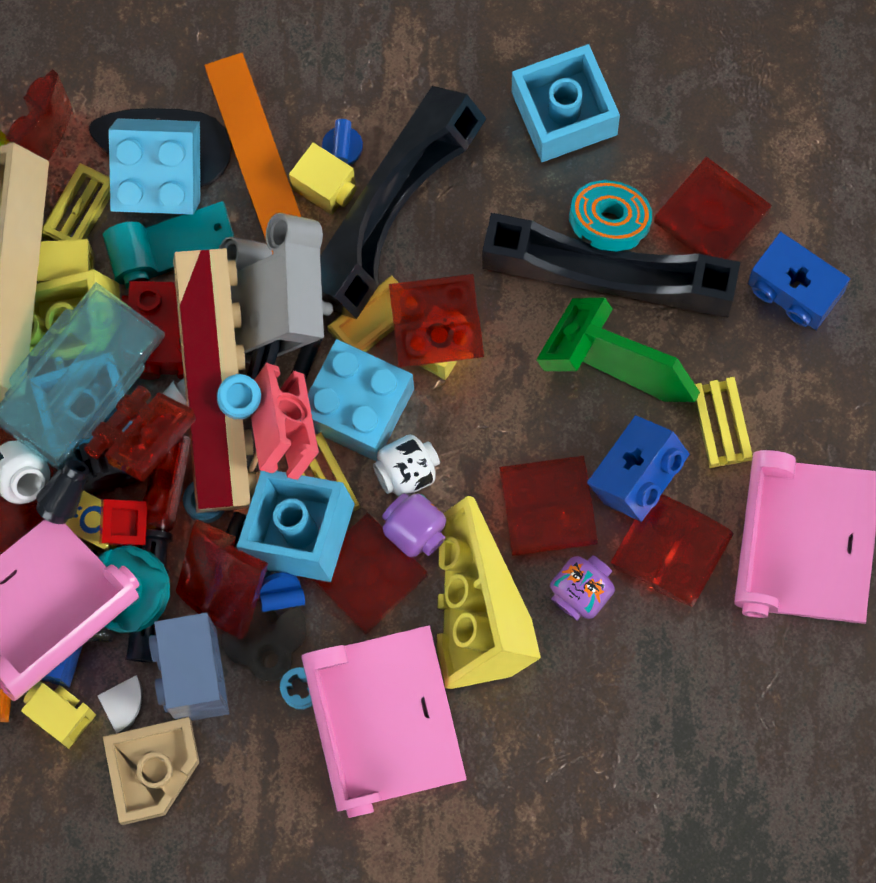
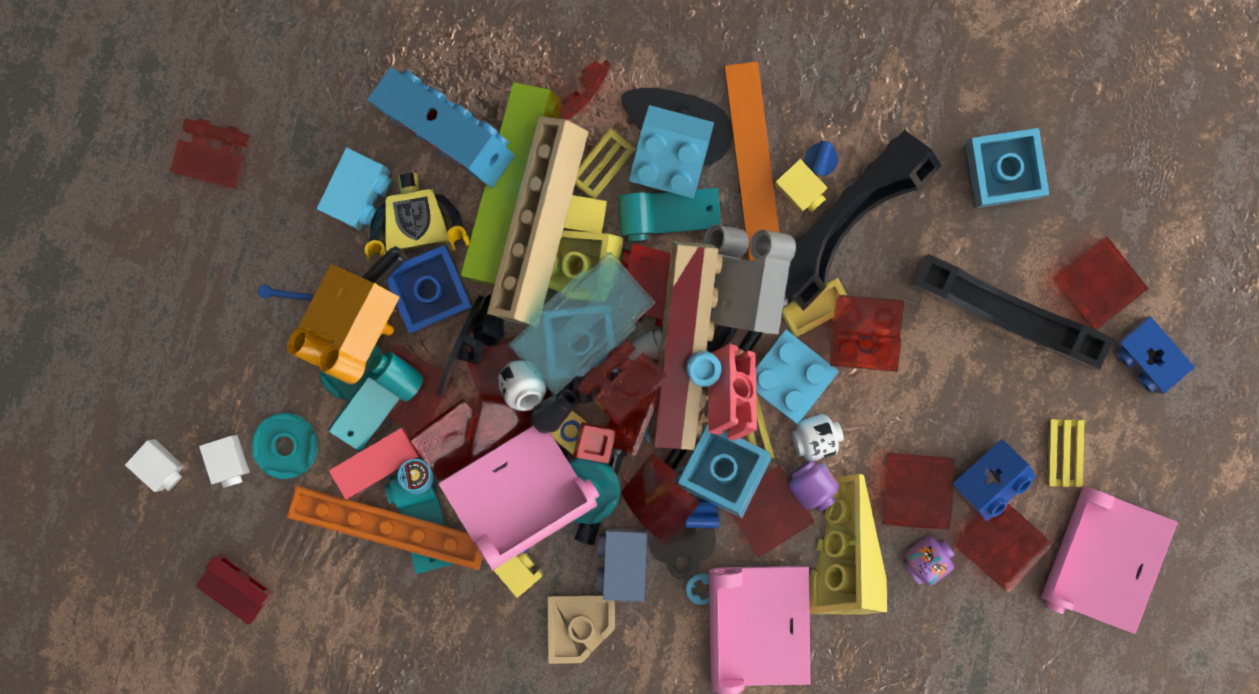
camera: 10 degrees right, 15 degrees up
(122, 703) = (566, 571): white tile -> none
(581, 339) = (973, 366): green piece -> none
(614, 198) = (1032, 256): teal tile -> none

